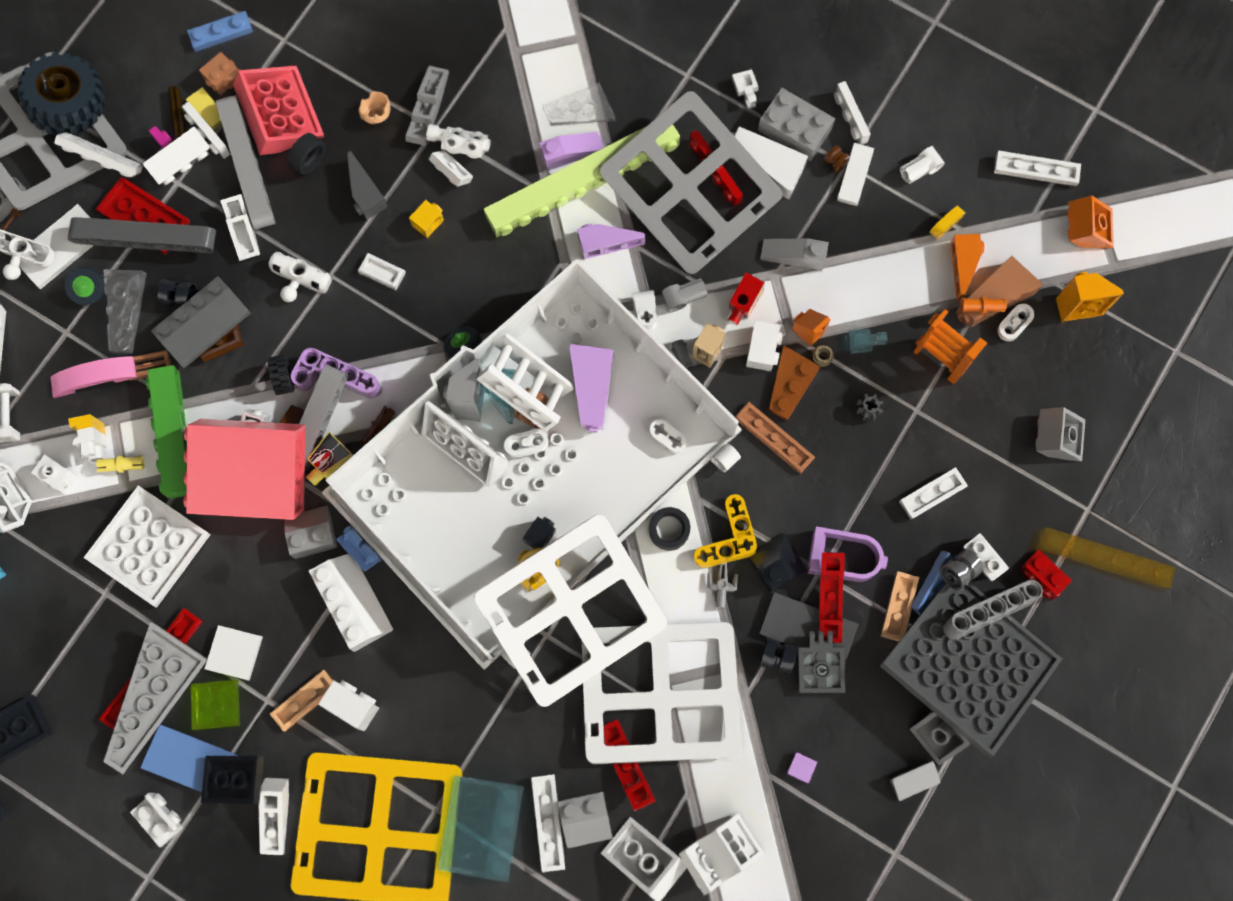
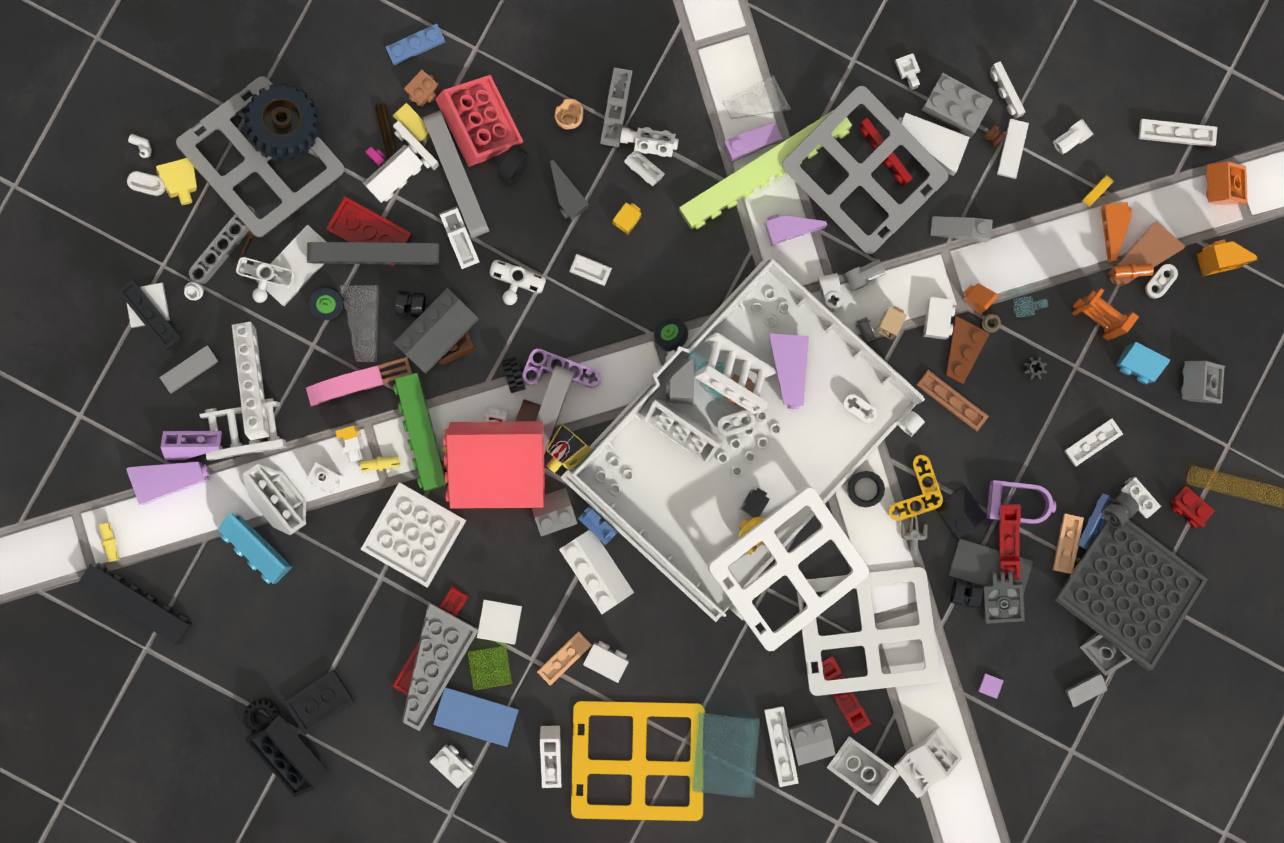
camera: 10 degrees left, 10 degrees up
(94, 152) = (322, 177): white plate -> none
(232, 779) = (515, 731): black plate -> none
(379, 424) = (603, 414): reddish brown axle -> none
(749, 291) = (924, 269): red torso -> none
(986, 615) = (1142, 548): light grey beam -> none
(991, 407) = (1141, 362): none -> medium azure slope

